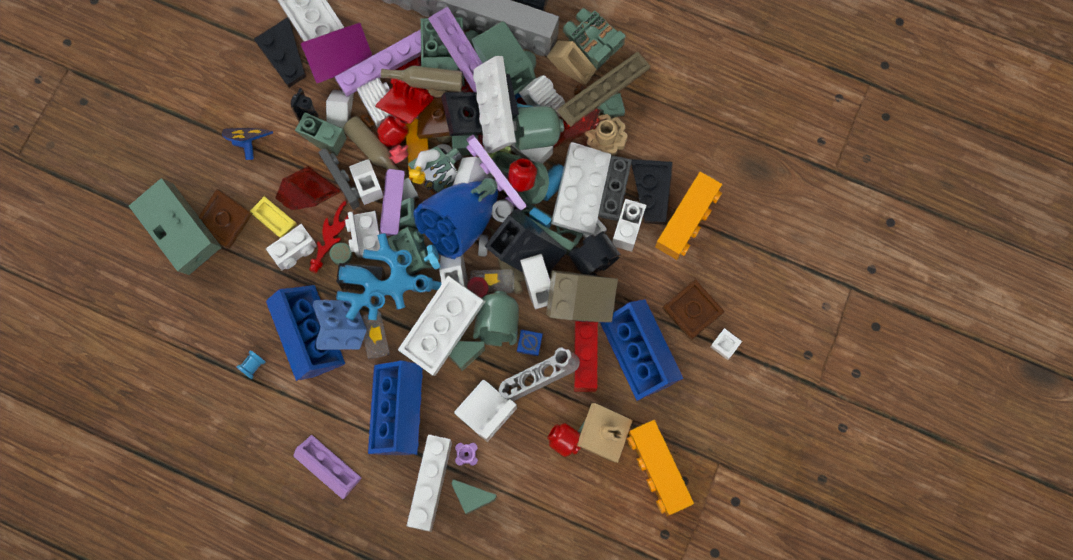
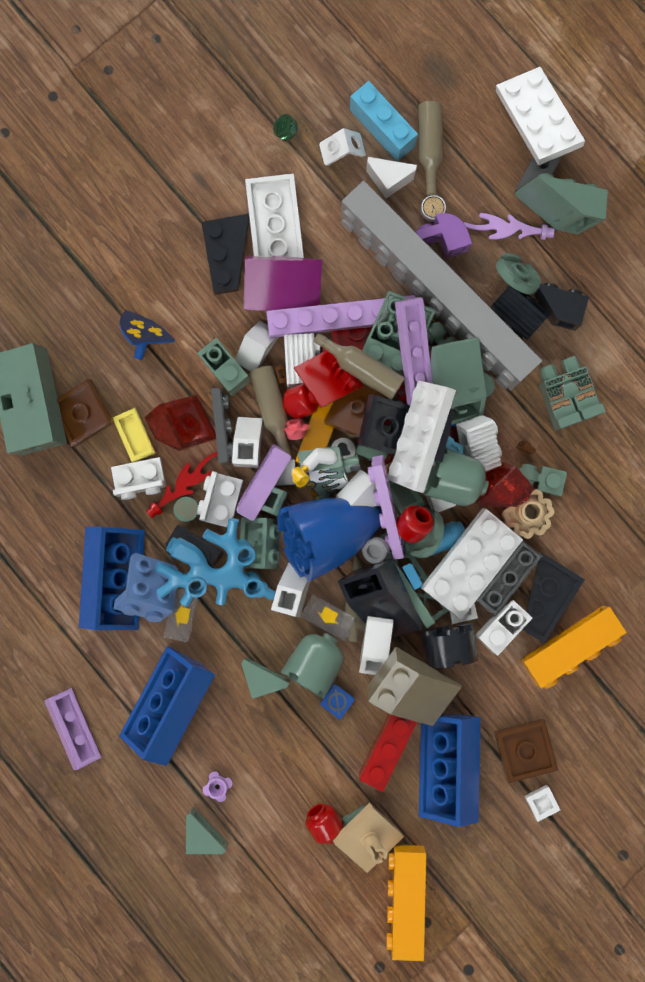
camera: 30 degrees right, 10 degrees up
(250, 364) = (41, 586): dark azure bush -> none
(302, 104) = (217, 328): black hinge -> none
(429, 483) = (165, 802): white brick -> none
(432, 256) = (279, 562): medium azure piece -> none
(441, 325) = (252, 648): white plate -> none
(478, 286) = (309, 622): dark red tile -> none
(482, 242) = (337, 574): light grey tile -> none
(485, 410) = (258, 753): white bracket -> none
(487, 185) = (370, 521): sand green pin -> none
(558, 361) = (328, 749): light grey beam -> none
(571, 61) = (531, 410): tan slope -> none
(603, 89) = (550, 466): dark tan tile -> none

